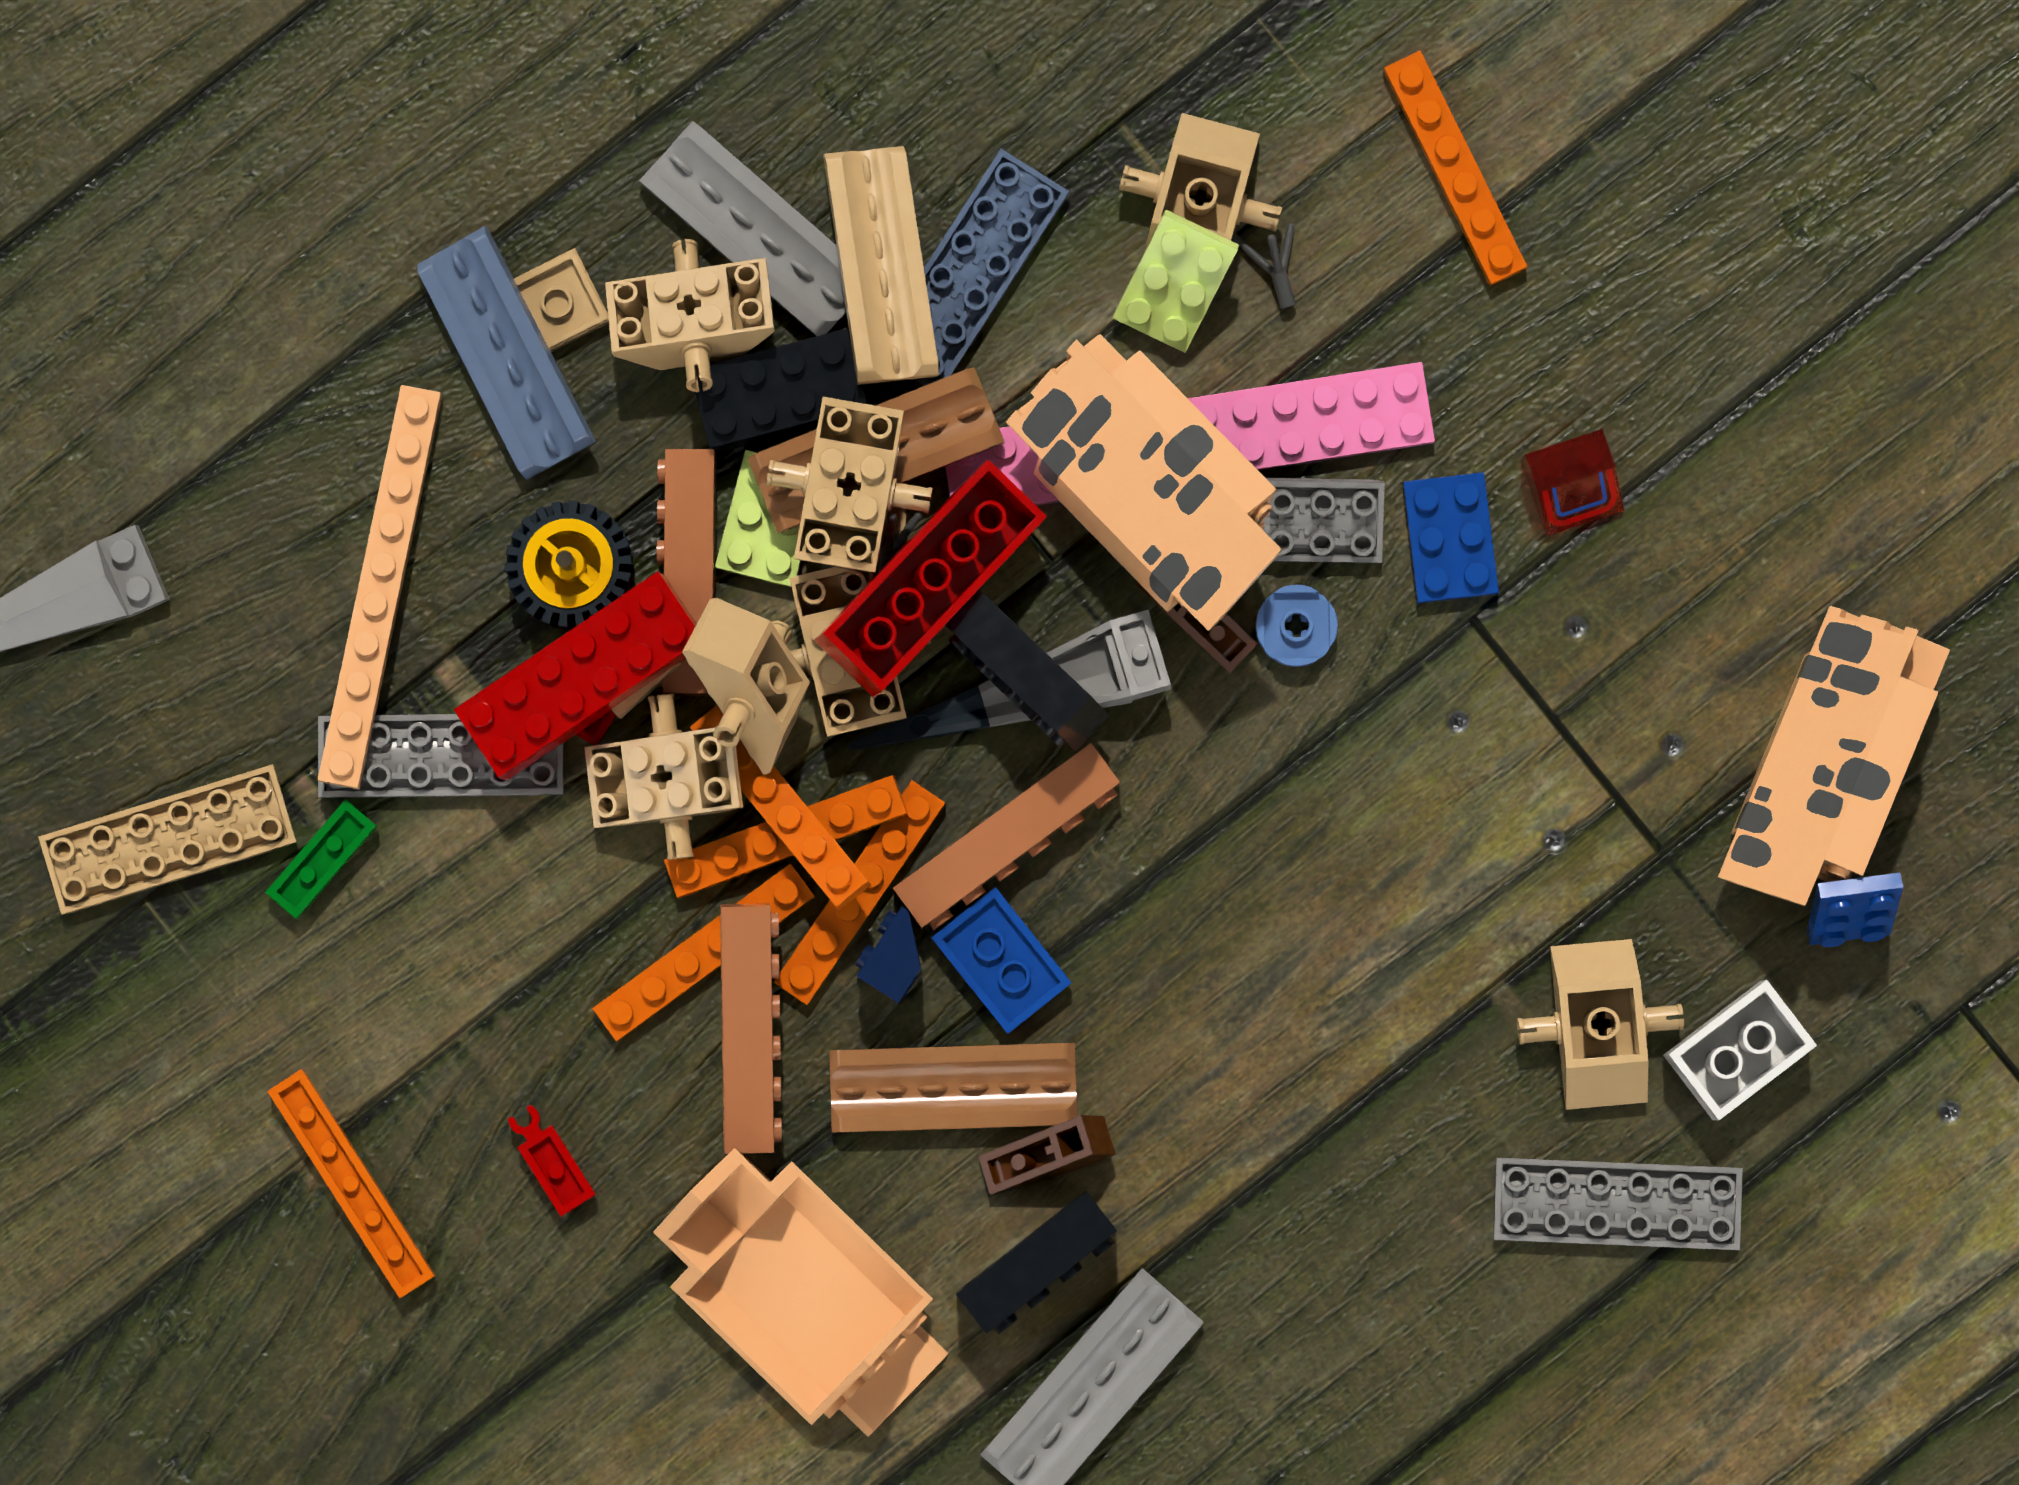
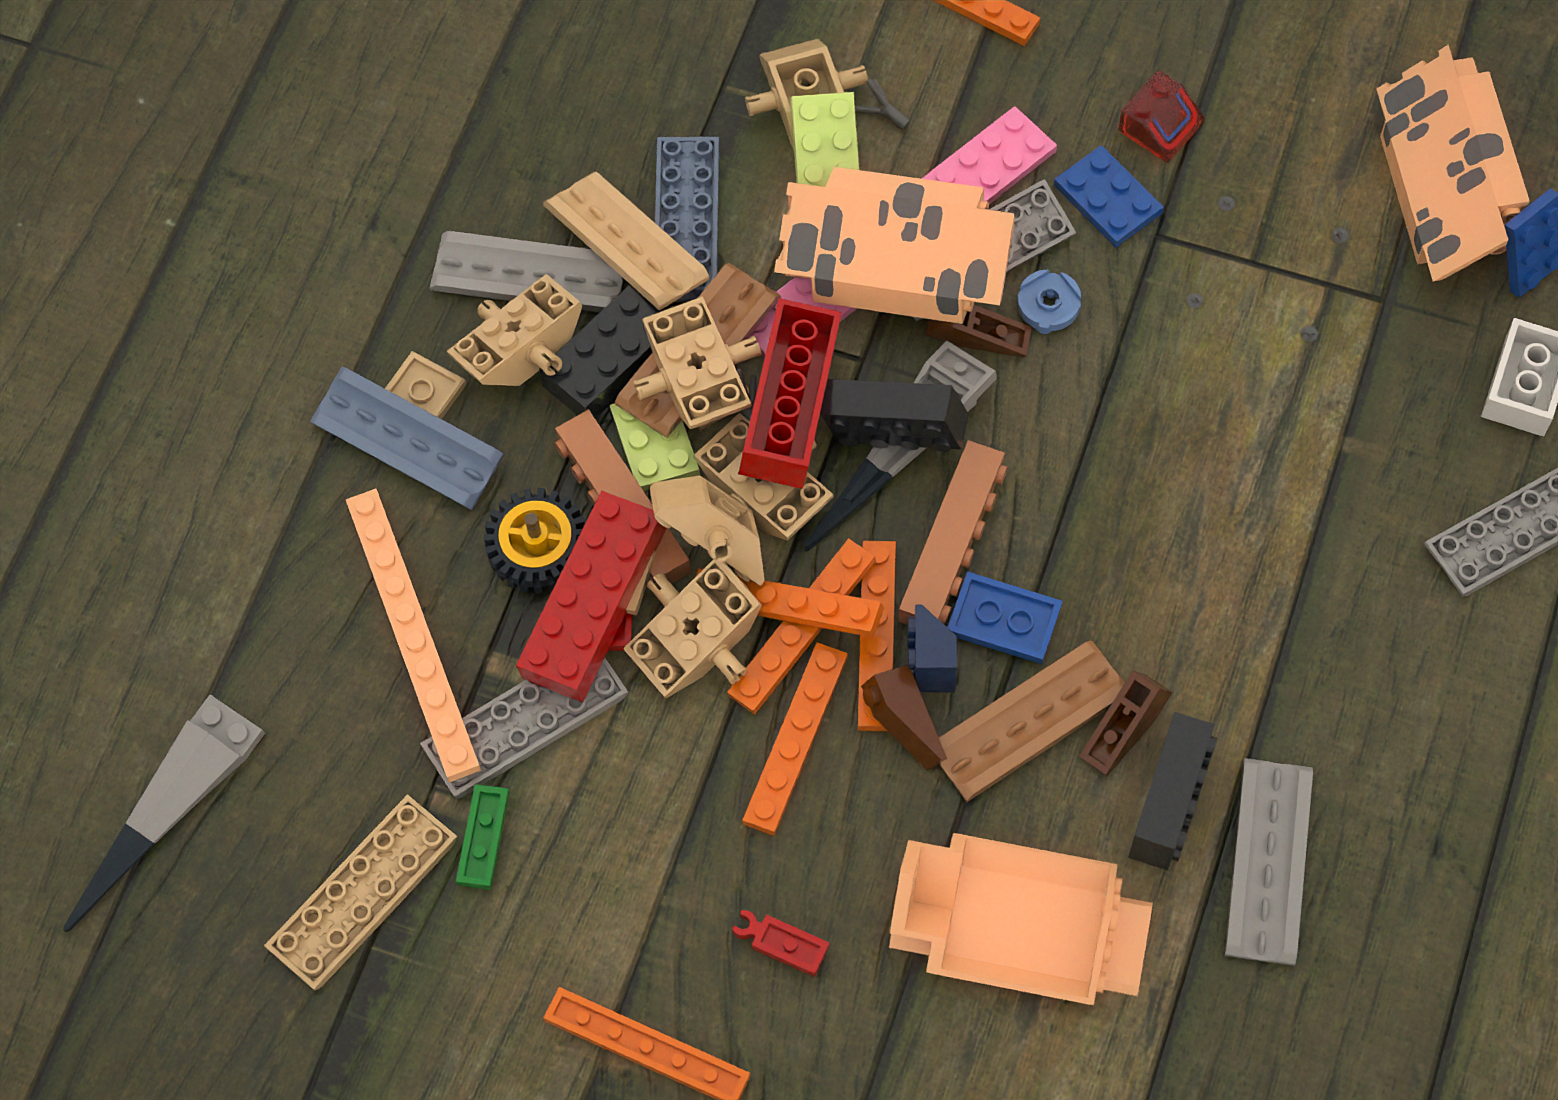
camera: 30 degrees left, 20 degrees down
(747, 1028) = (861, 760): nougat brick -> none
(823, 996) = (902, 712): none -> reddish brown slope
(1606, 981) = (1429, 418): tan slope -> none

